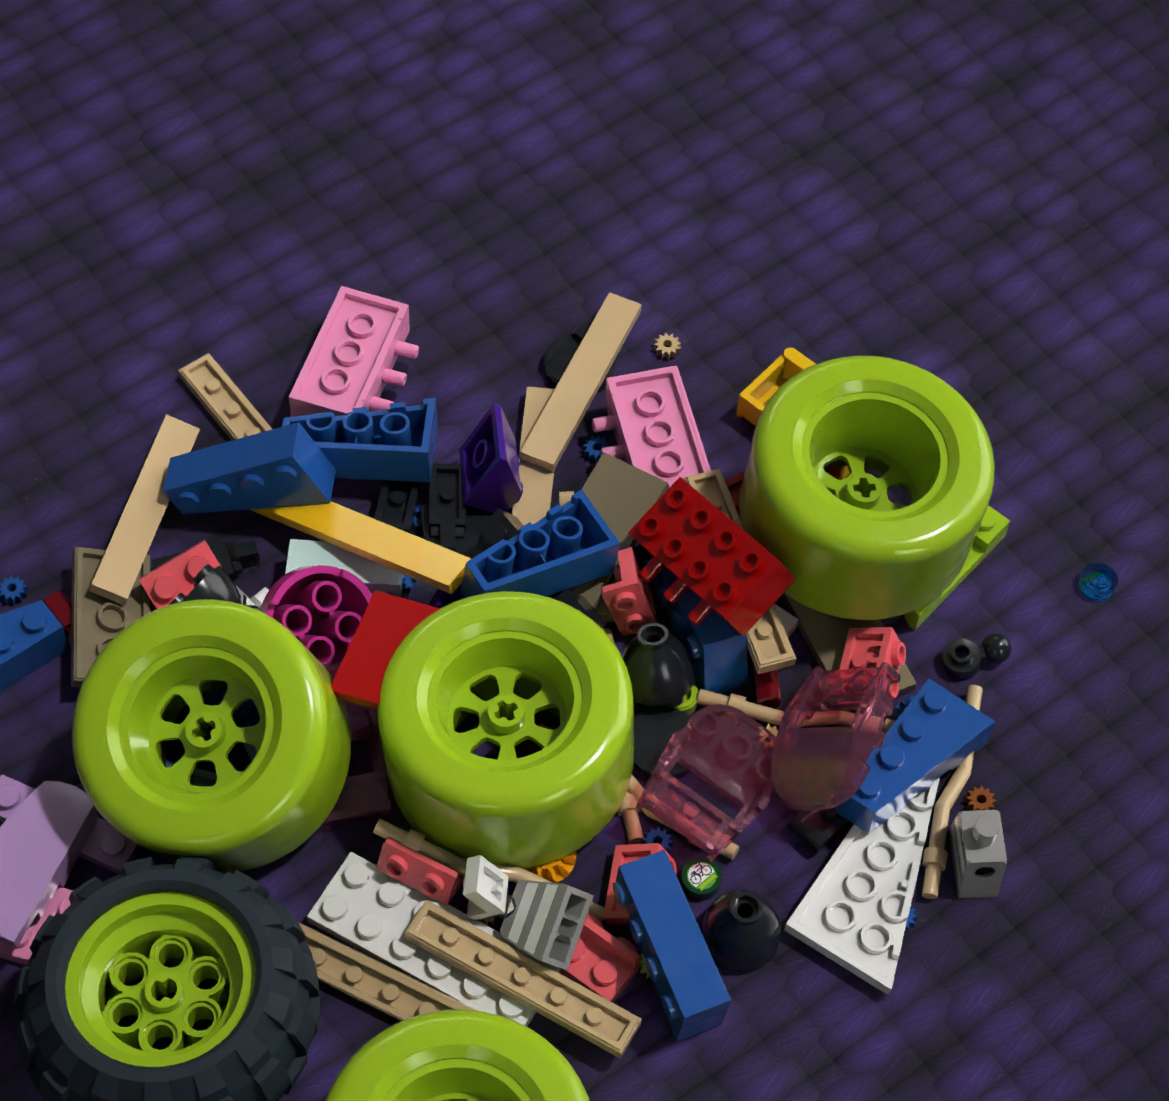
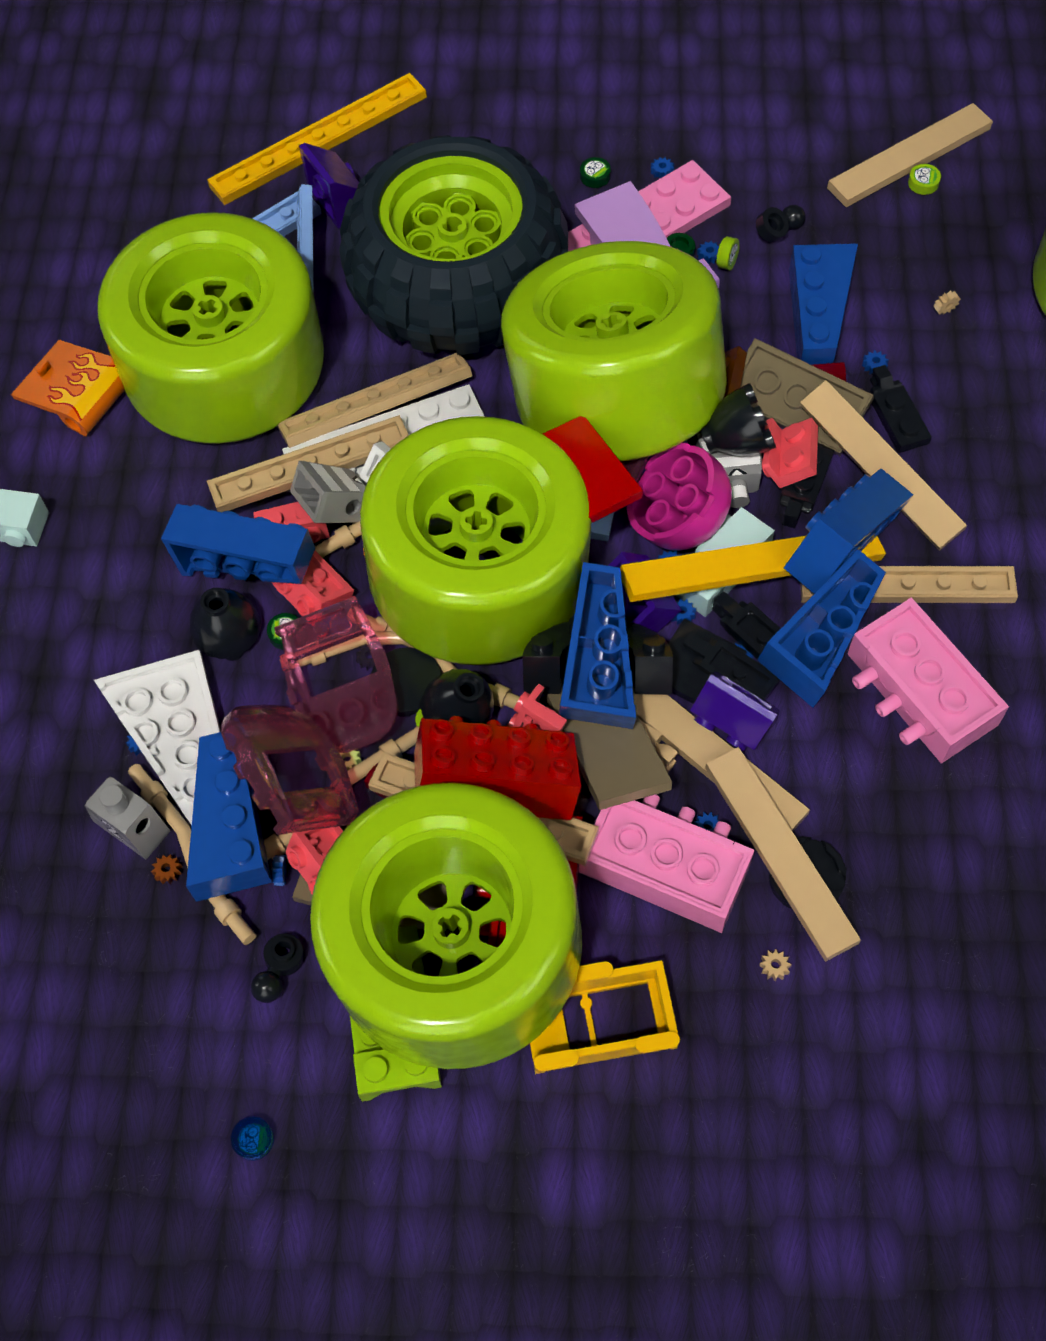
camera: 135 degrees right, 5 degrees up
(54, 548) = (897, 412): none -> black hinge

